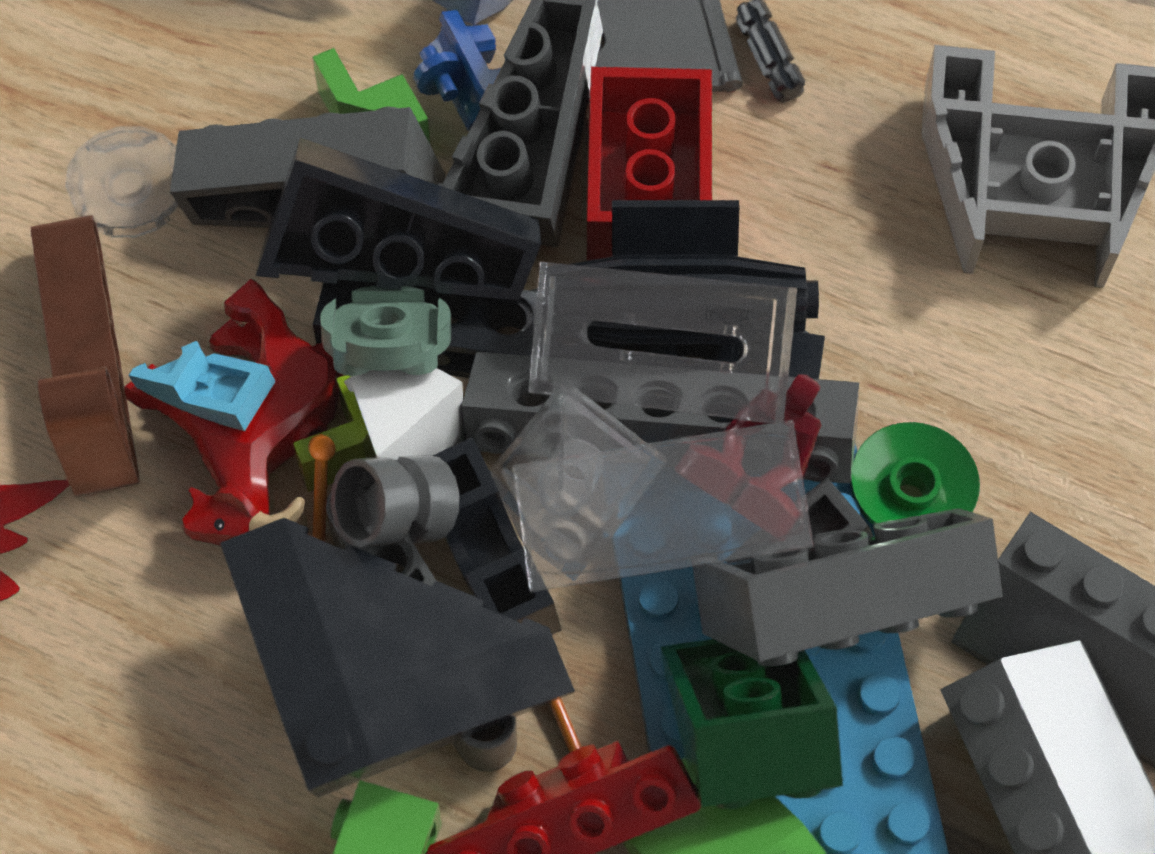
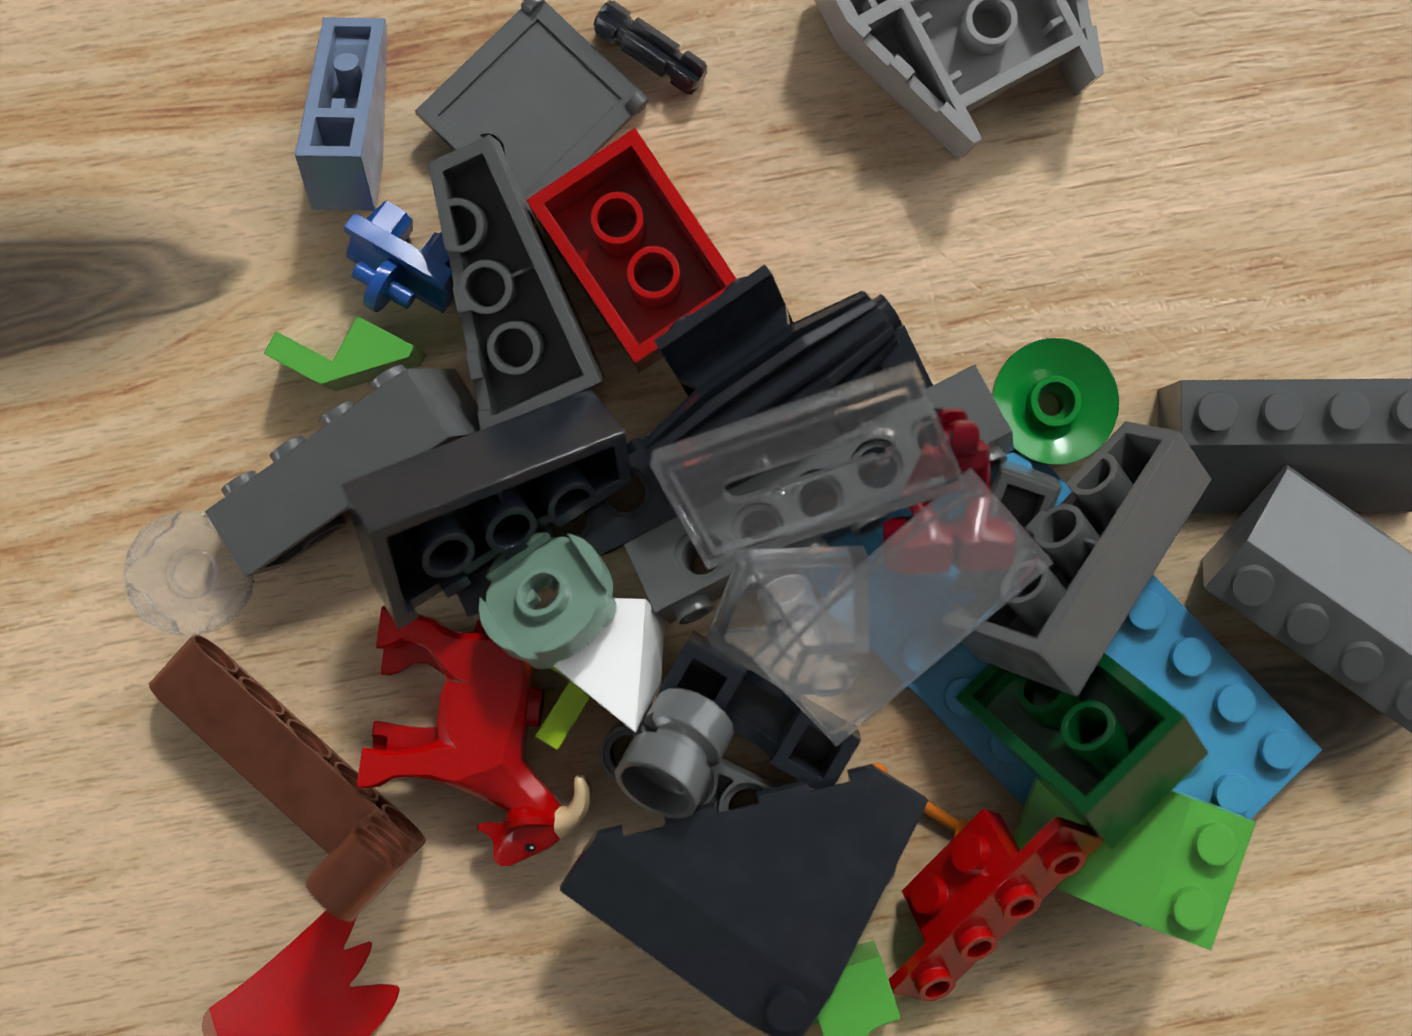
camera: 35 degrees left, 25 degrees up
(208, 386) = (430, 741): medium azure slope -> none
(321, 449) = (567, 732): orange hinge -> none

